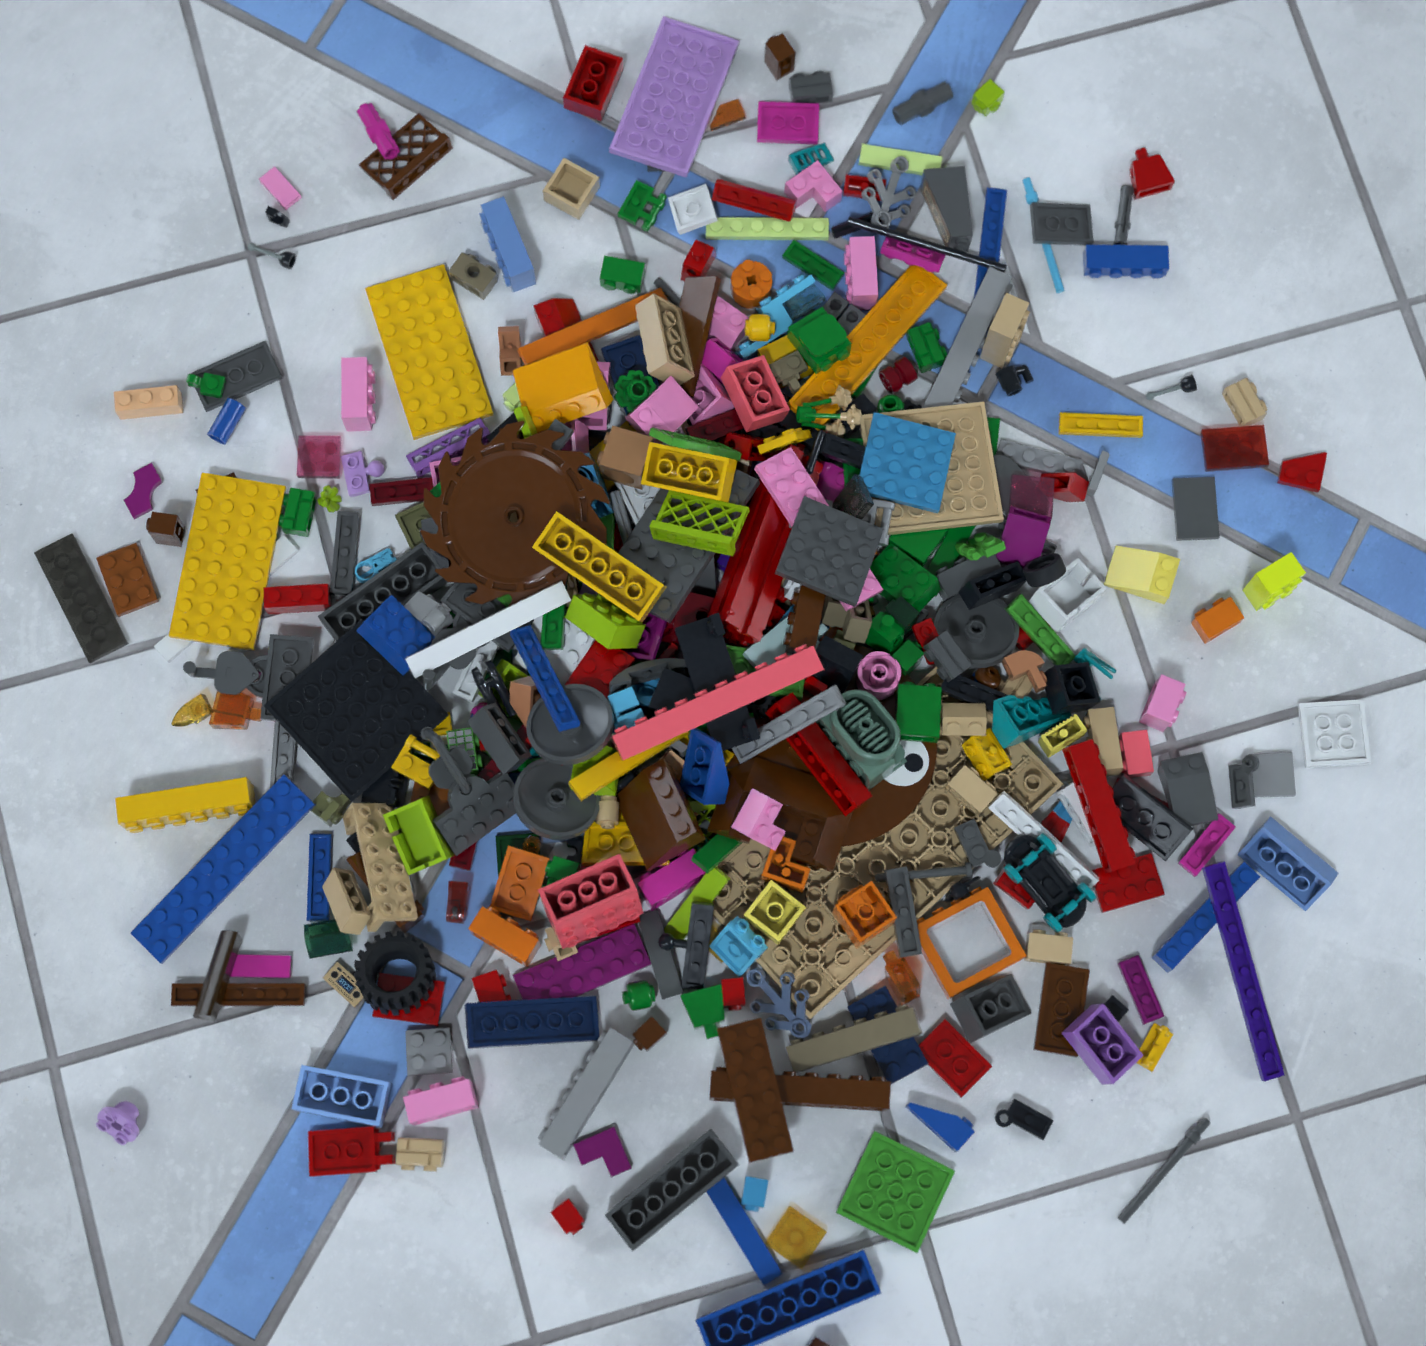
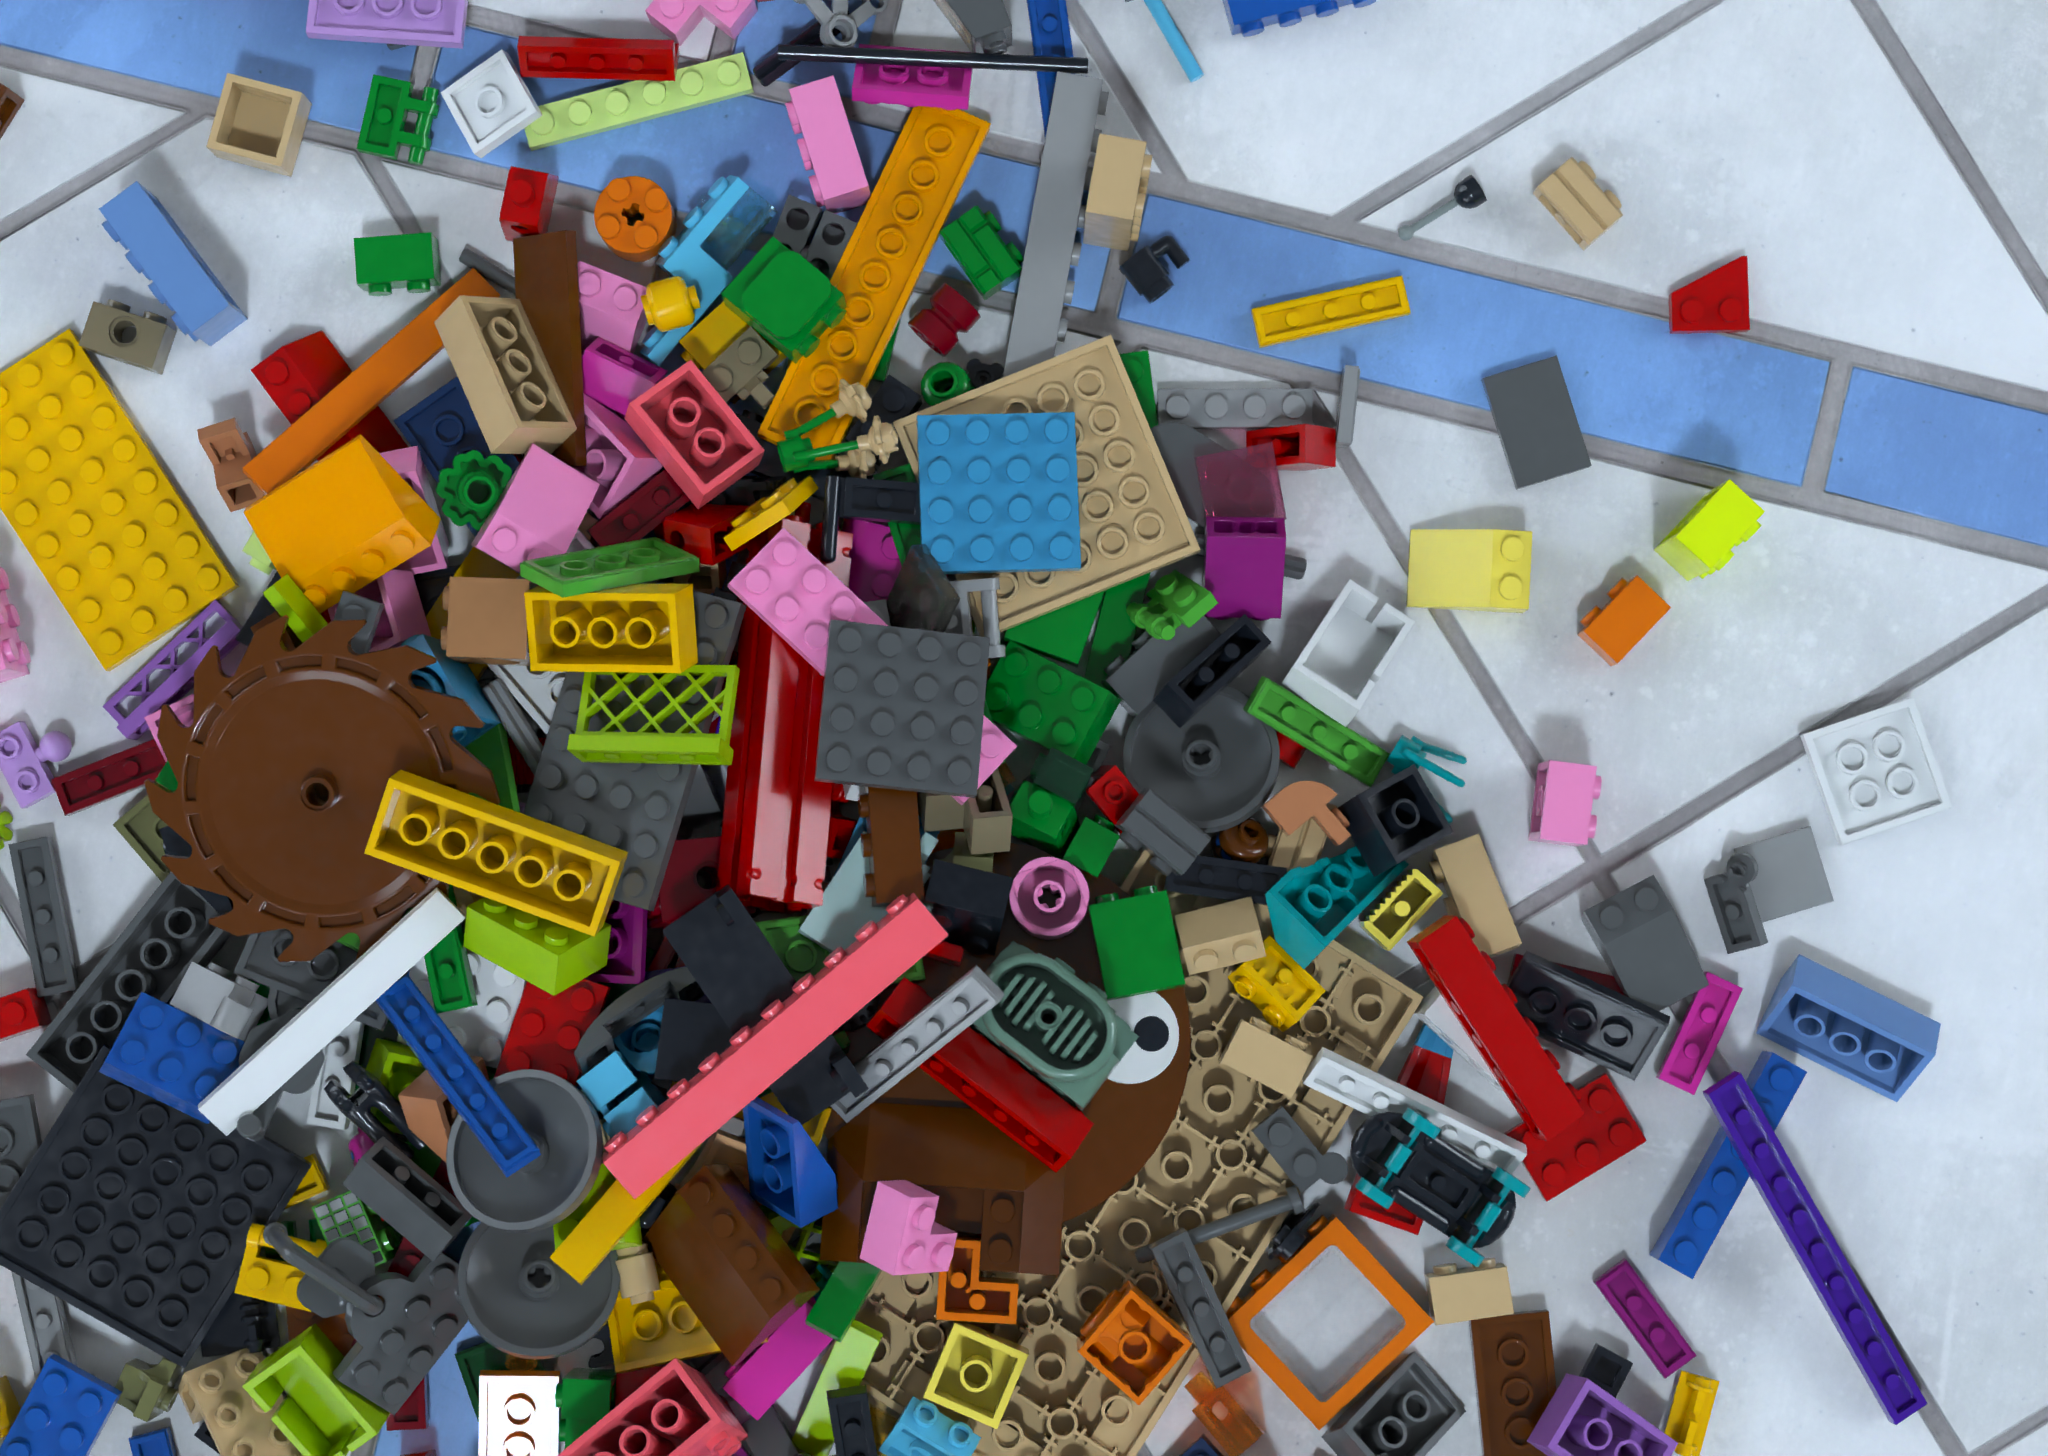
camera: 10 degrees left, 10 degrees up
(376, 563) = (111, 919): medium azure piece -> none
(813, 265) = (738, 148): green tile -> none
(1044, 570) = (1295, 622): black tyre -> none
(1136, 754) = (1536, 904): coral brick -> none
(1234, 448) = (1580, 292): clear red plate -> none

